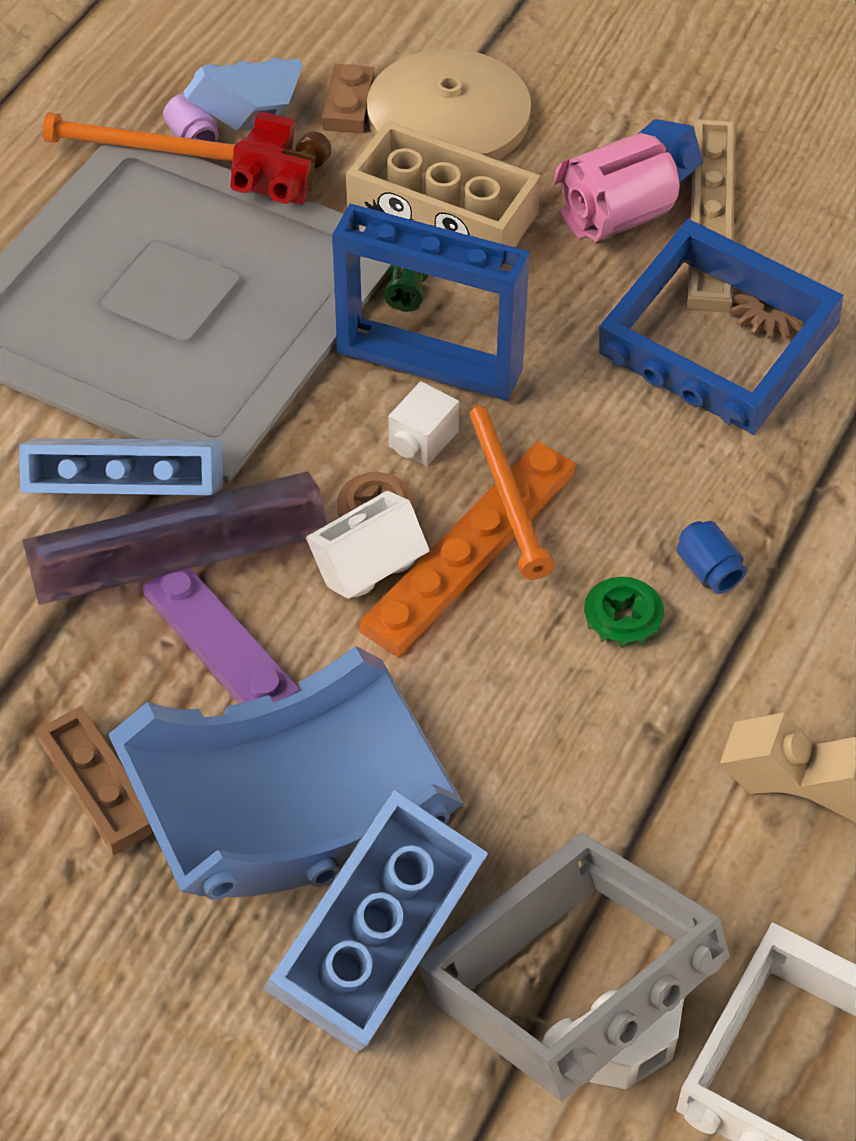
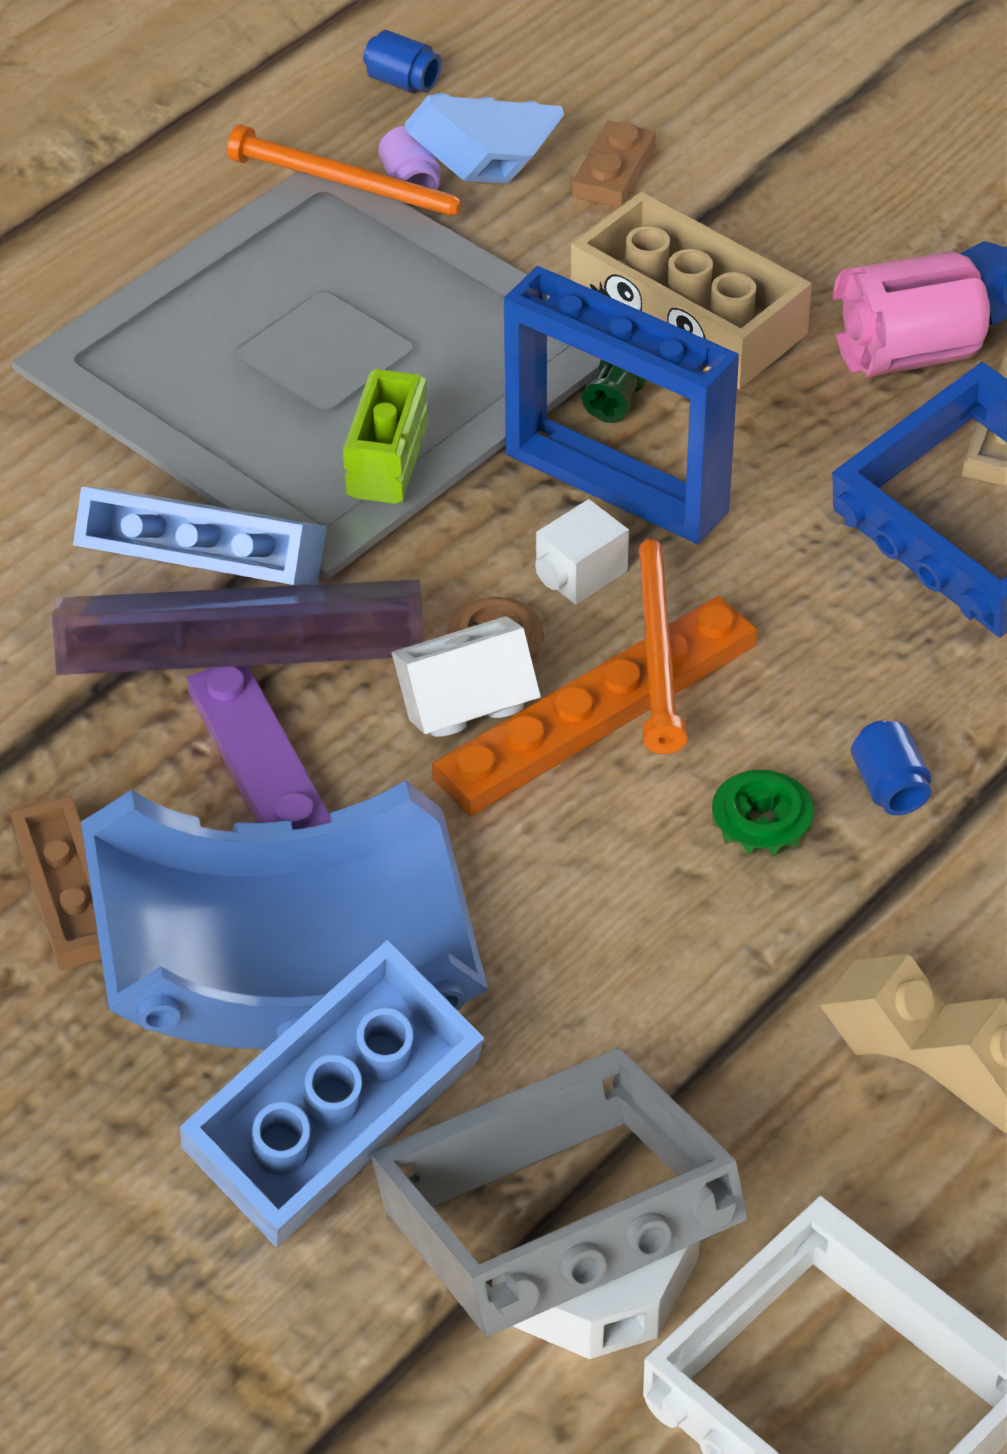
camera: 15 degrees right, 5 degrees down
(159, 39) = (402, 62): none -> blue brick
(248, 357) = (385, 436): none -> lime brick
(271, 167) = (492, 222): red hips -> none
(454, 99) = (745, 184): tan dish -> none

